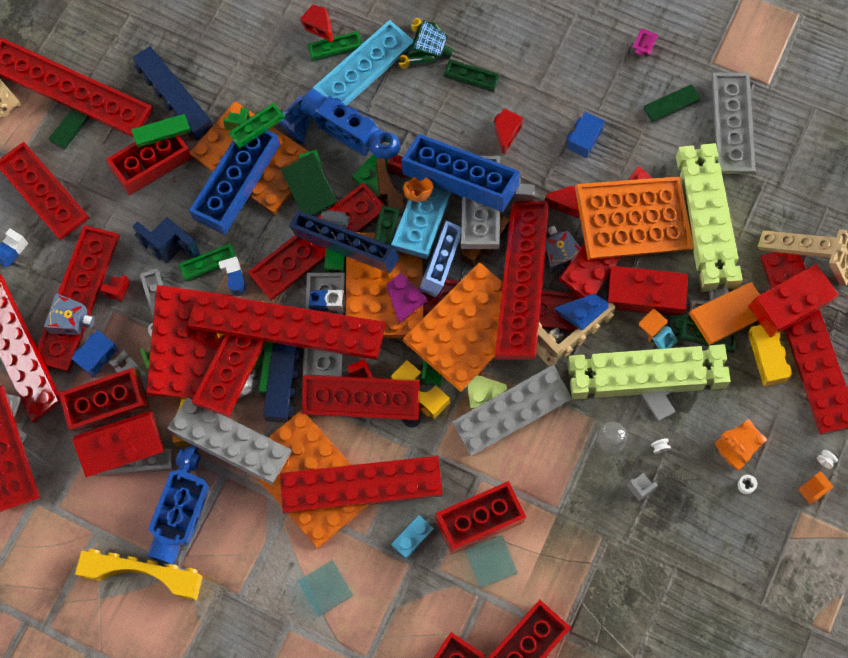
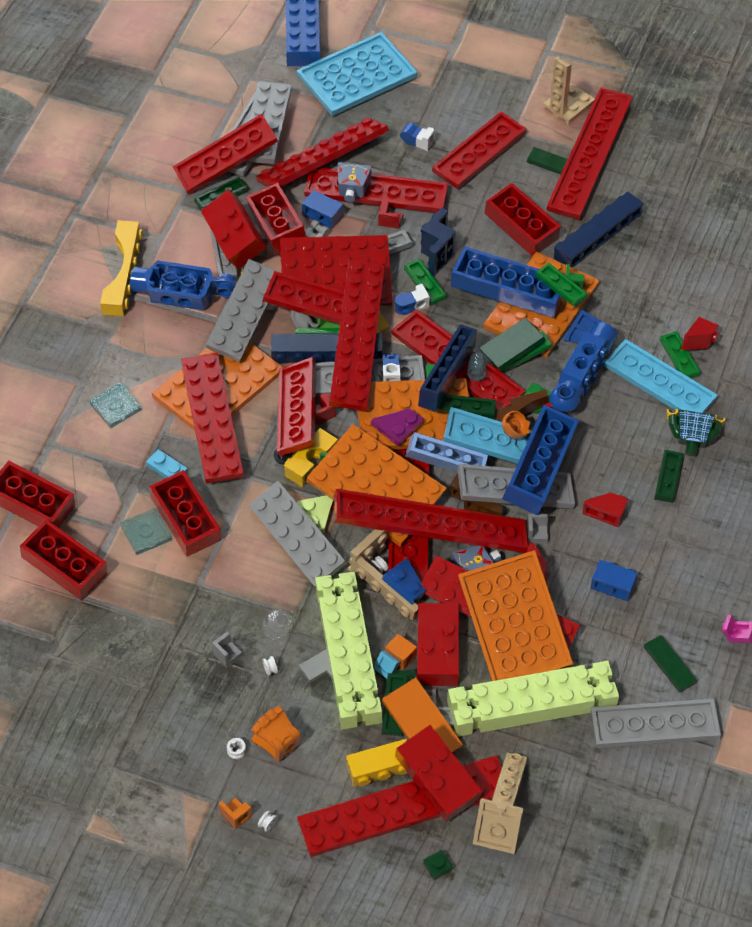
camera: 80 degrees right, 15 degrees down
(49, 461) = (236, 186): none -> dark green tile
(161, 130) = (548, 219): green tile -> none

